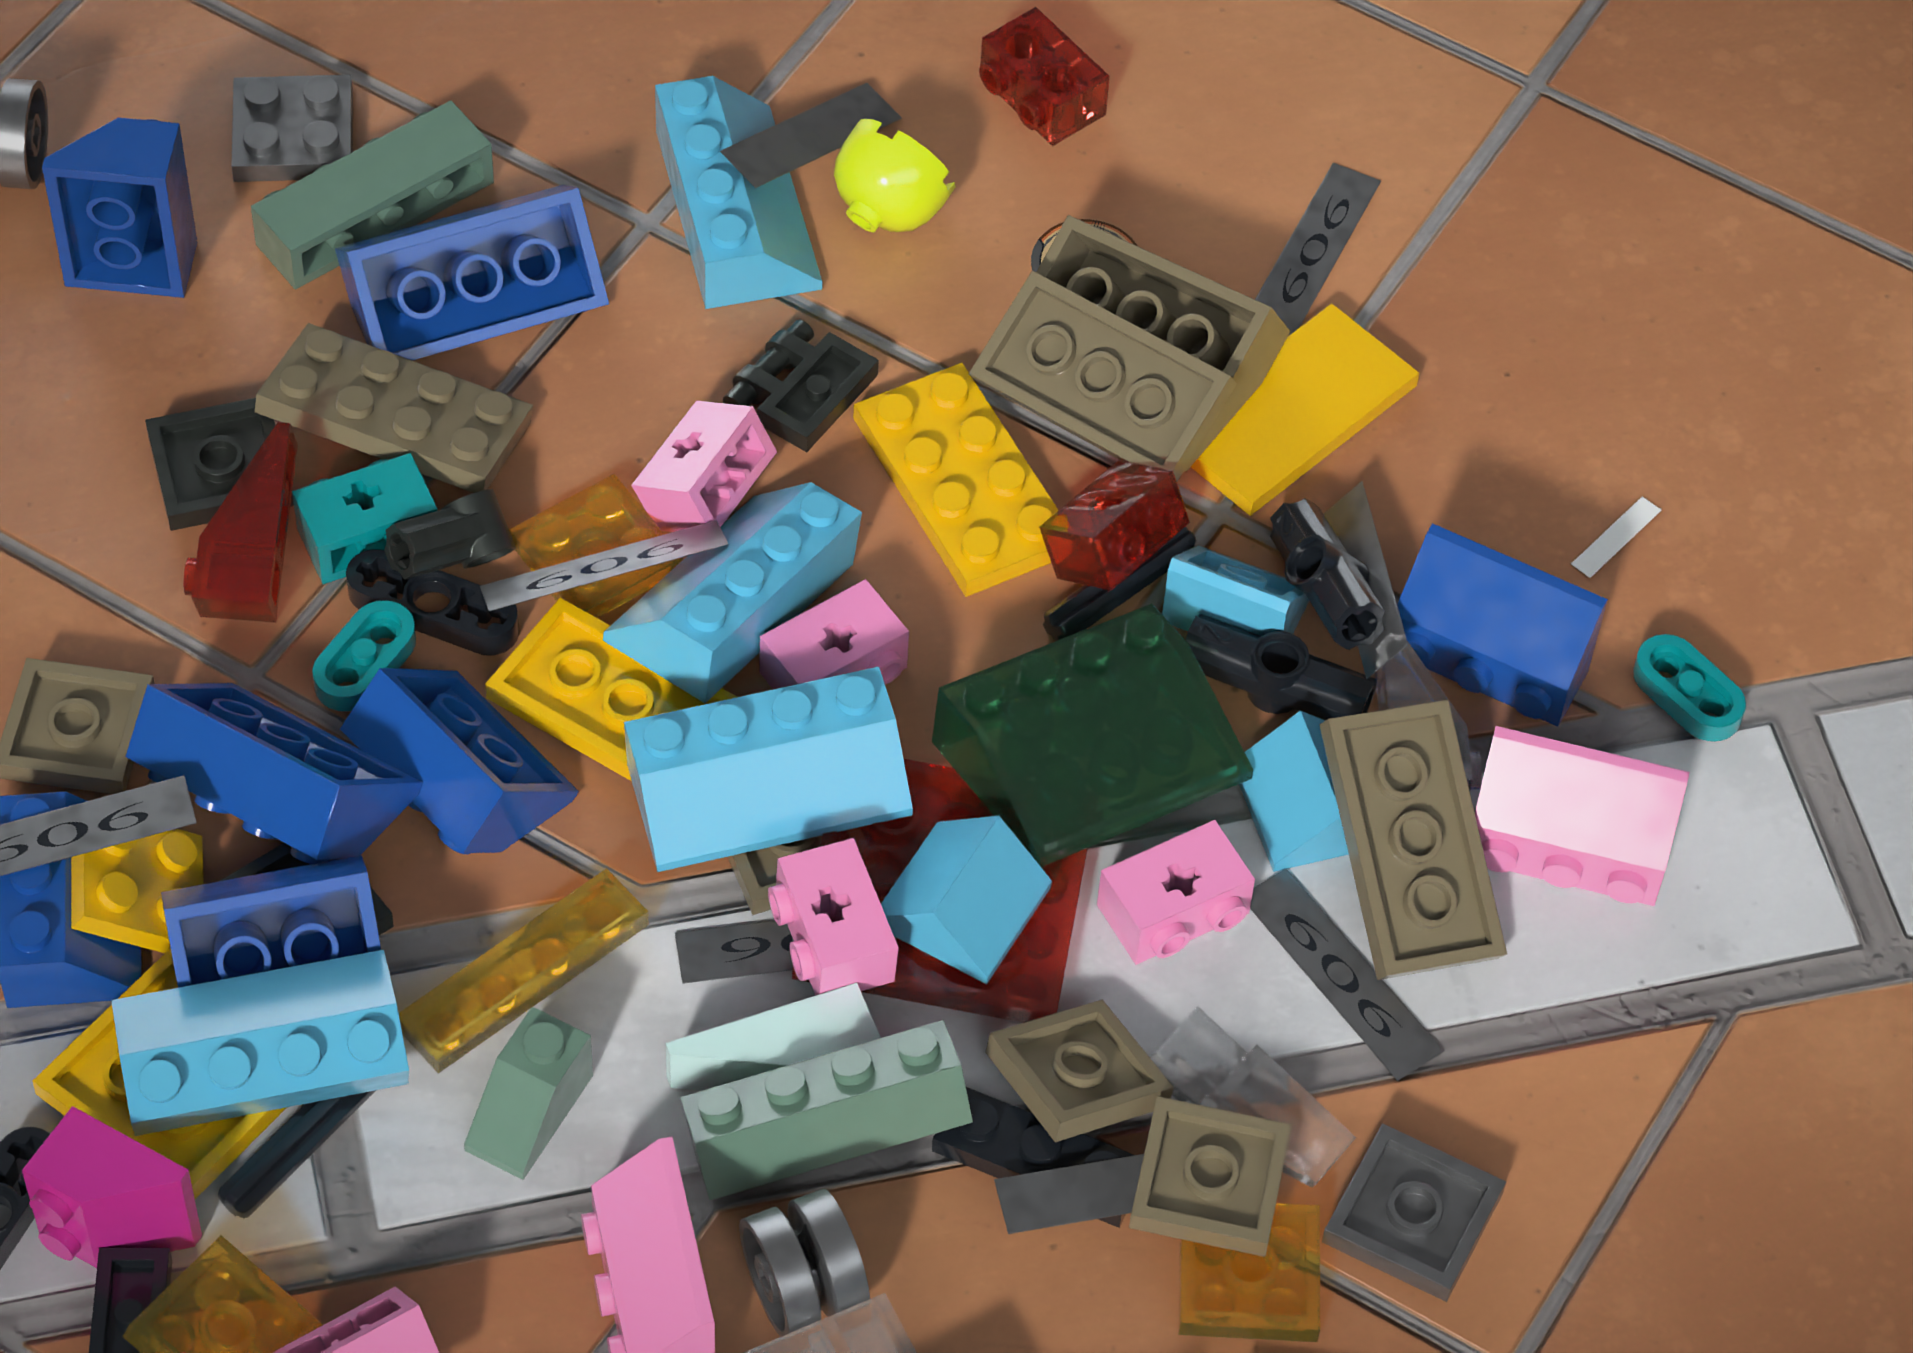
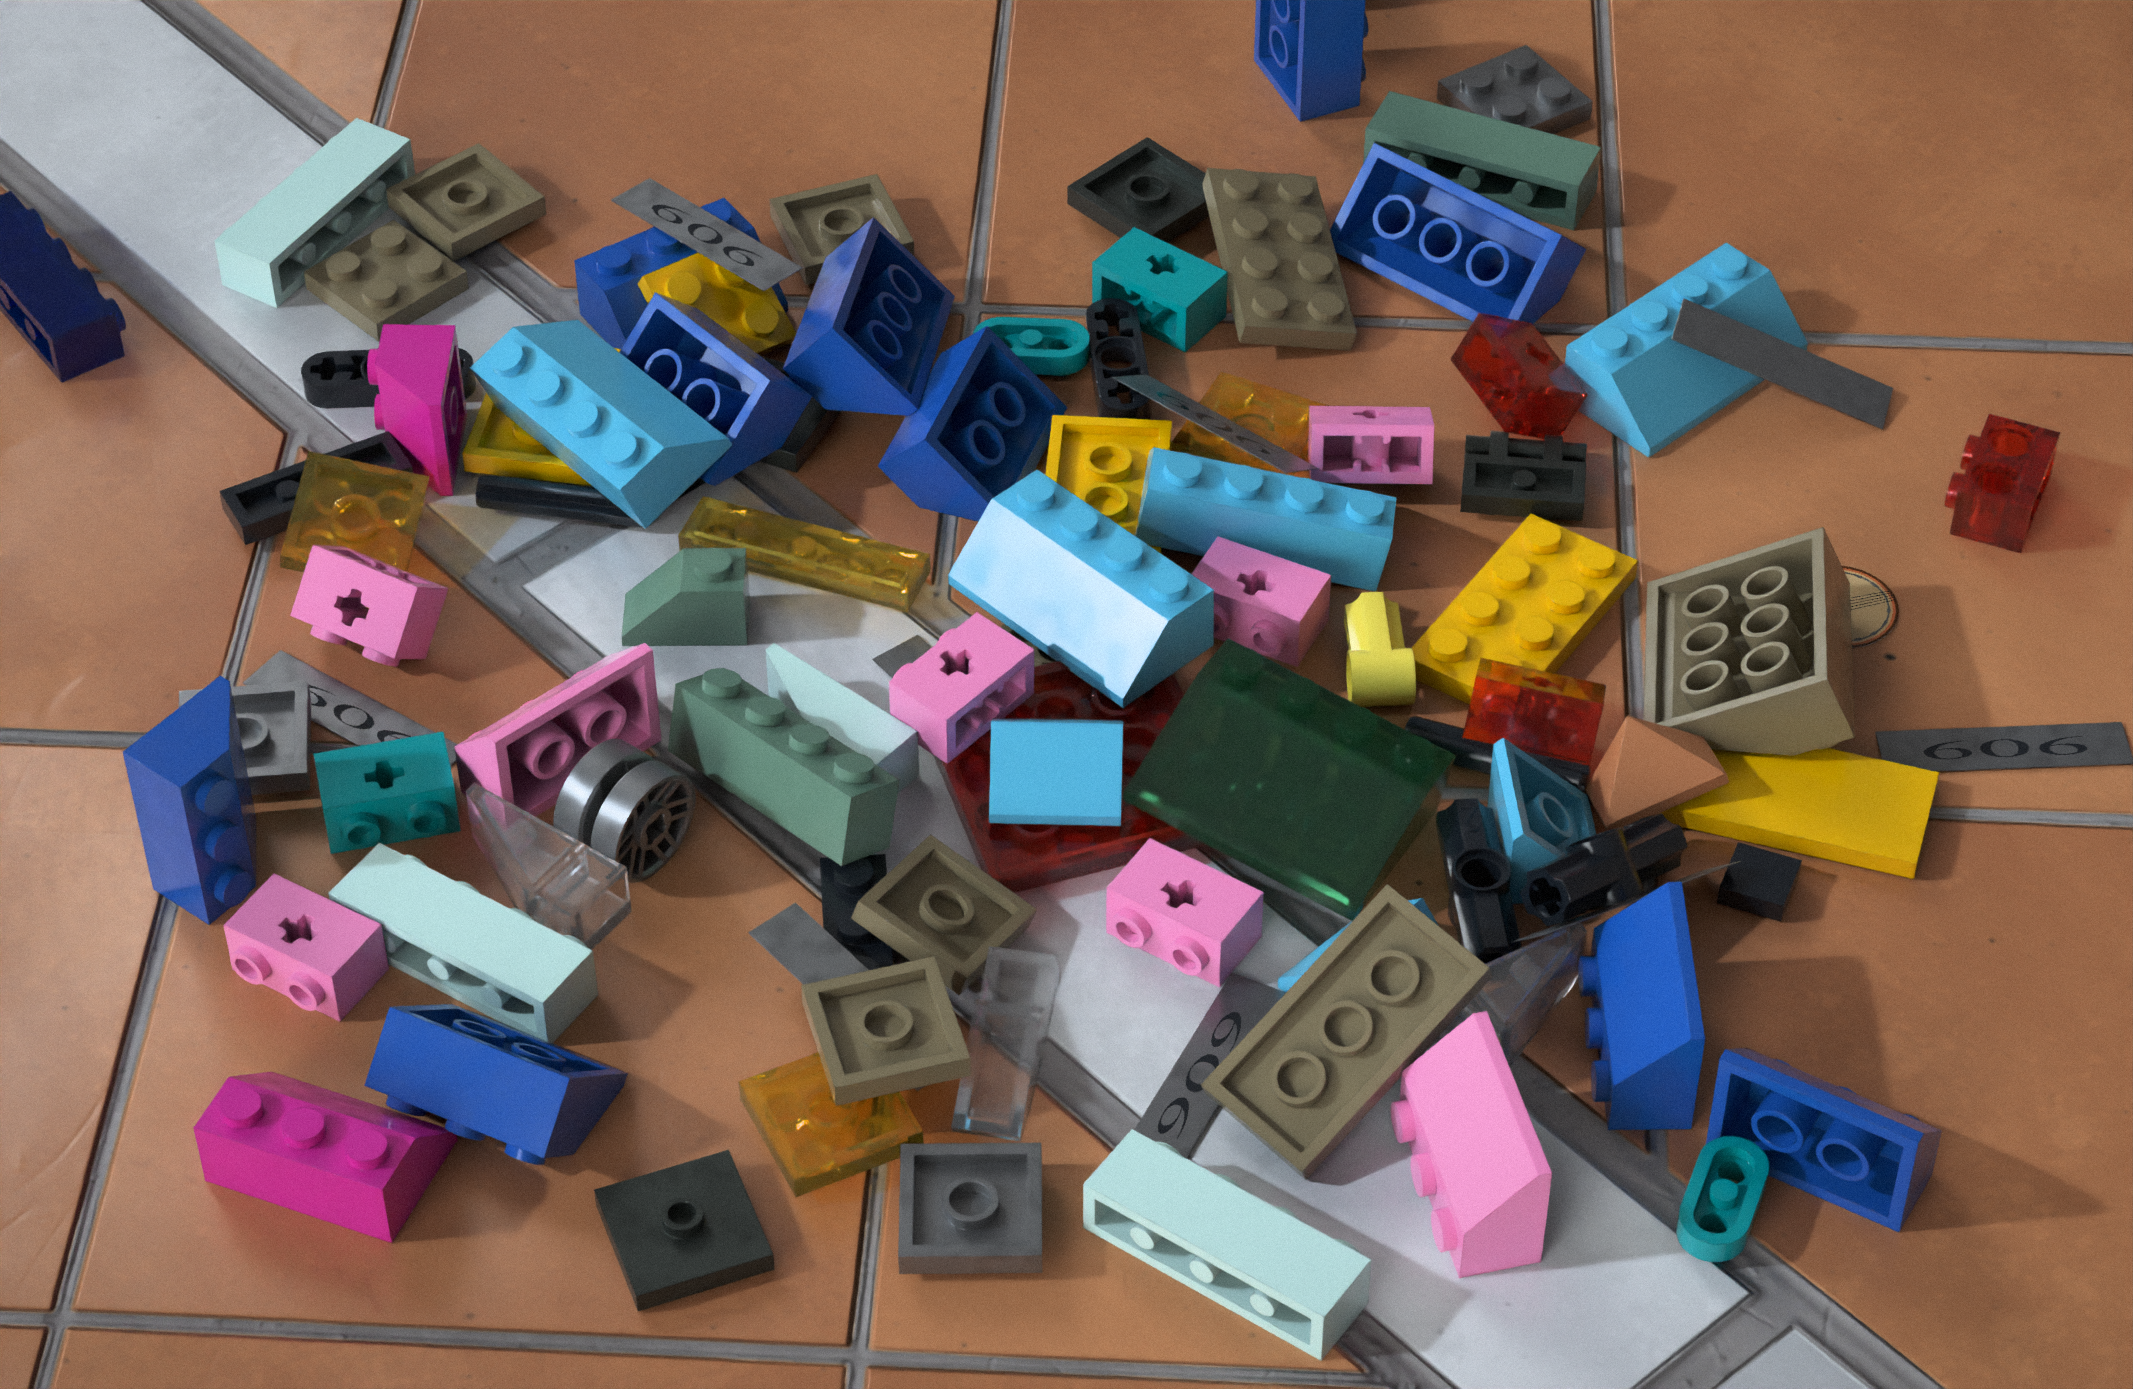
camera: 65 degrees right, 10 degrees down
(245, 540) = (1071, 226): clear red slope -> none
(461, 532) = (1186, 341): pearl dark grey piece -> none
(694, 319) = (1518, 376): none -> clear red brick
(889, 180) = (1775, 428): neon yellow cylinder -> none
(970, 608) = (1376, 661): none -> light yellow piece
(1102, 377) = (1677, 632): dark tan plate -> none
(1231, 489) = (1651, 772): none -> nougat slope
(1381, 479) = (1759, 882): none -> black tile
(1557, 1043) = (1227, 1243): none -> light aqua brick
(1616, 537) = (1883, 1092): white sticker -> none
(1684, 582) = (1824, 1136): none -> blue slope

